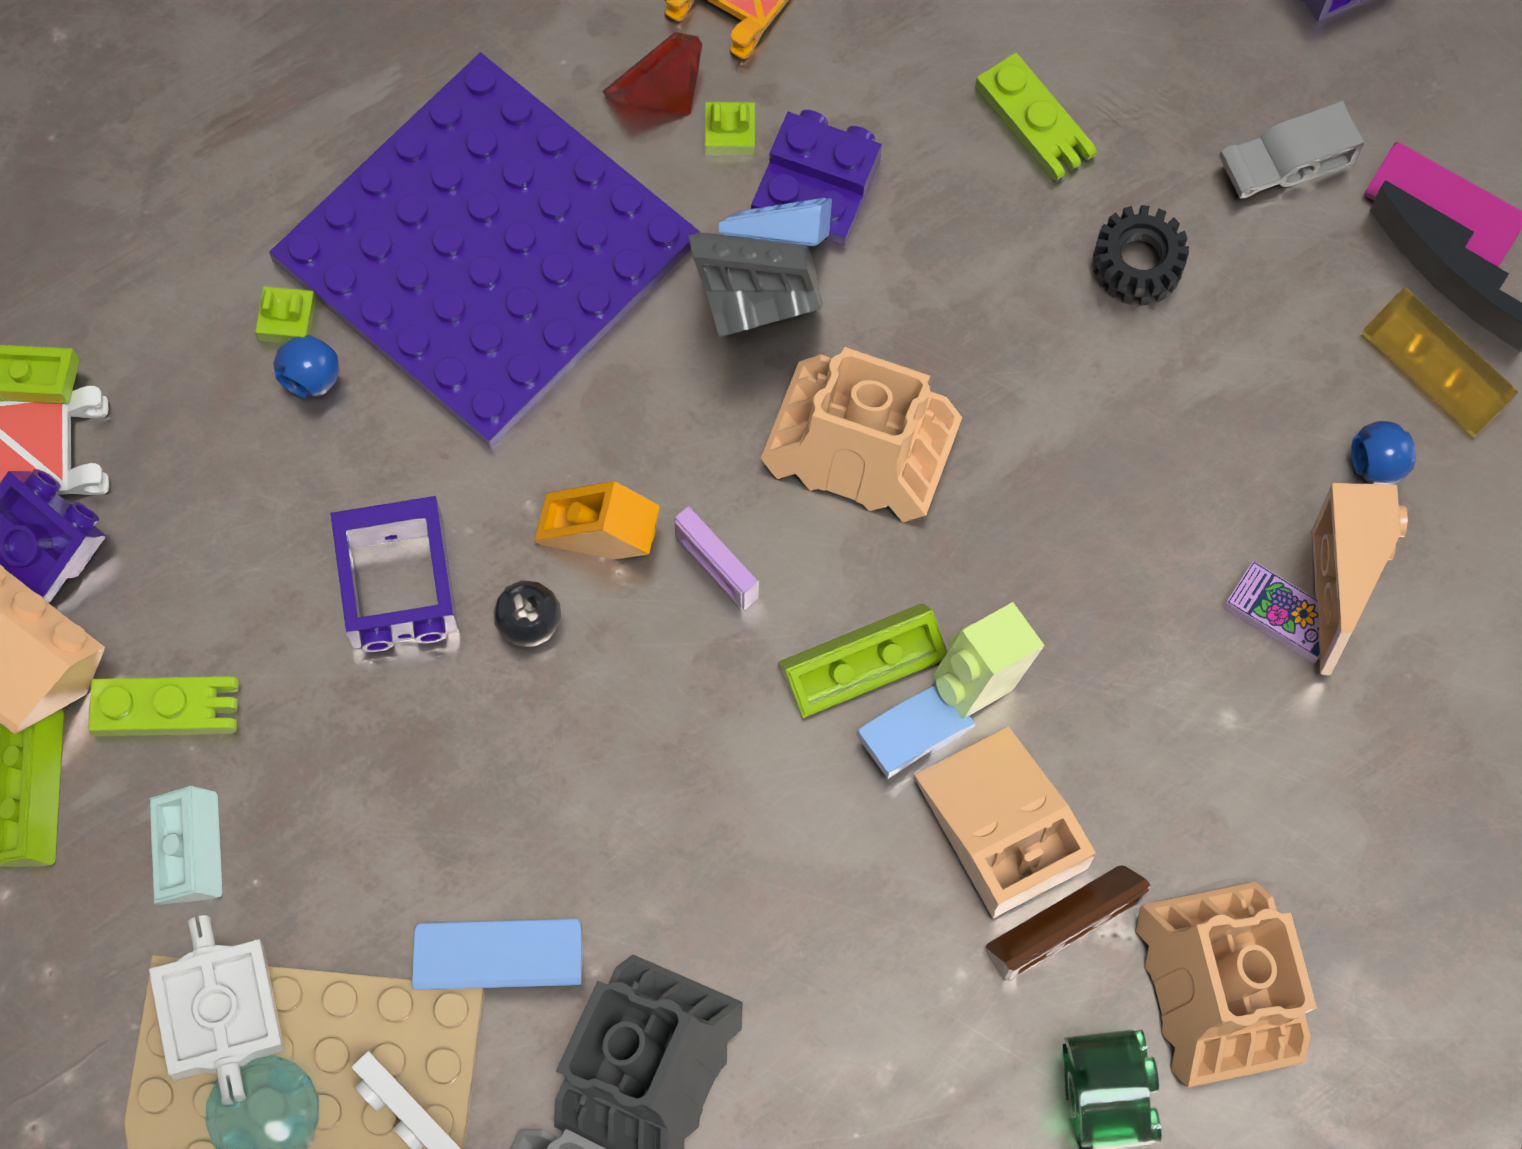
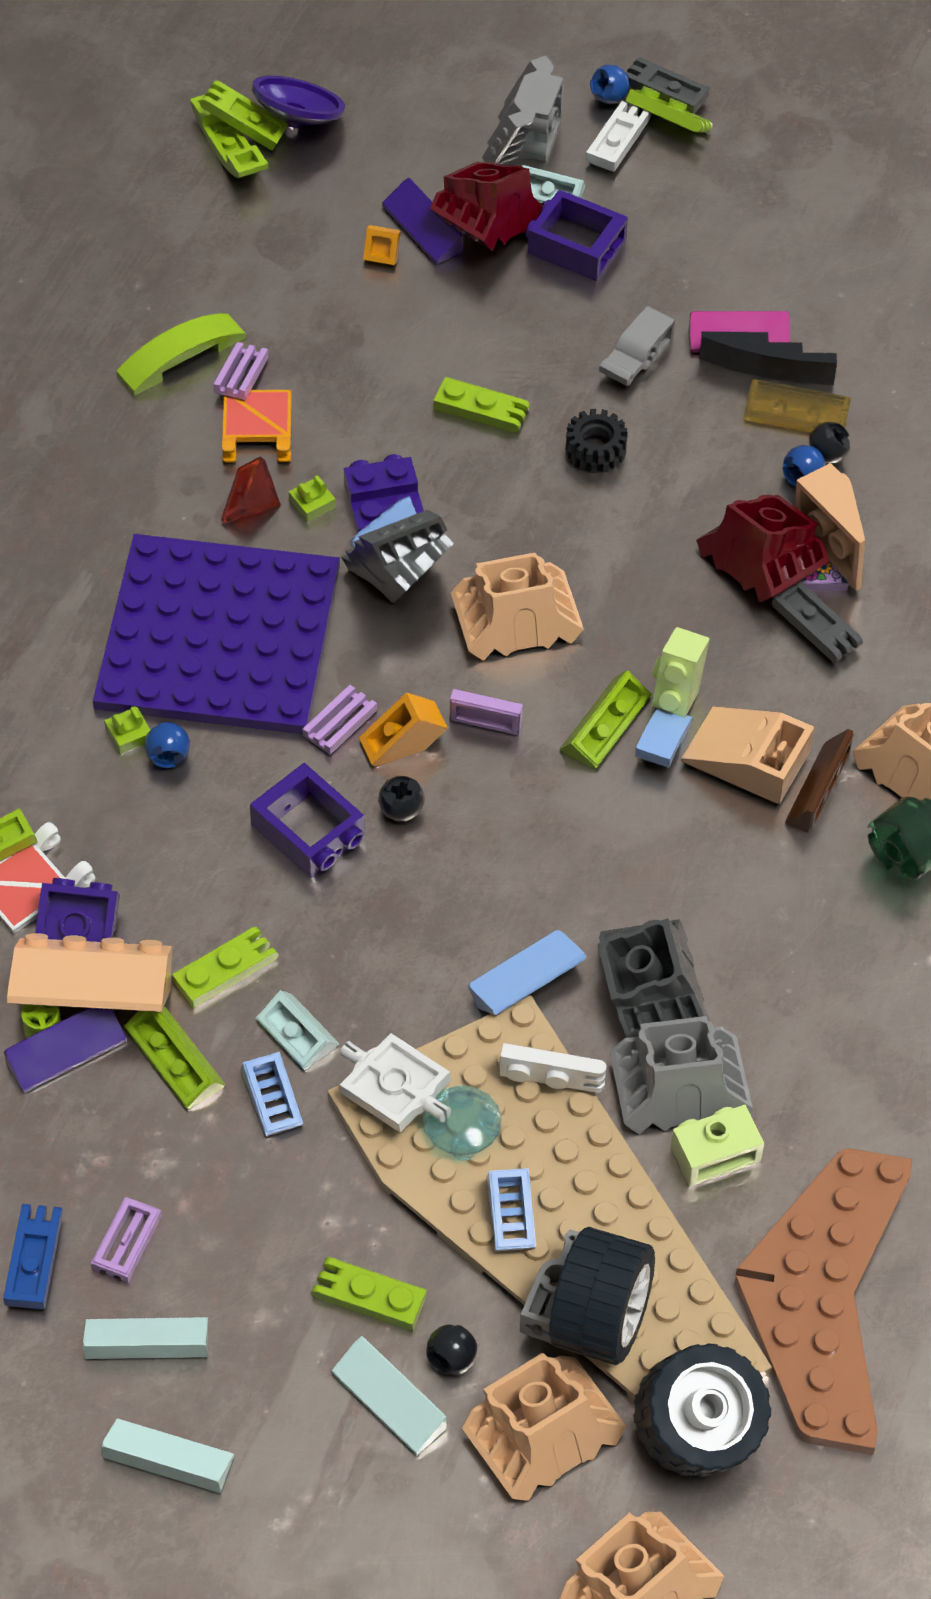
camera: 35 degrees left, 15 degrees down
(69, 909) = (261, 1066): none -> light blue slope
(536, 437) = (343, 709): none -> lavender tile
(1233, 686) = (816, 621): none -> dark grey hinge
(1240, 543) = (765, 545): none -> dark red slope
(1443, 439) = (831, 441): none -> black piece

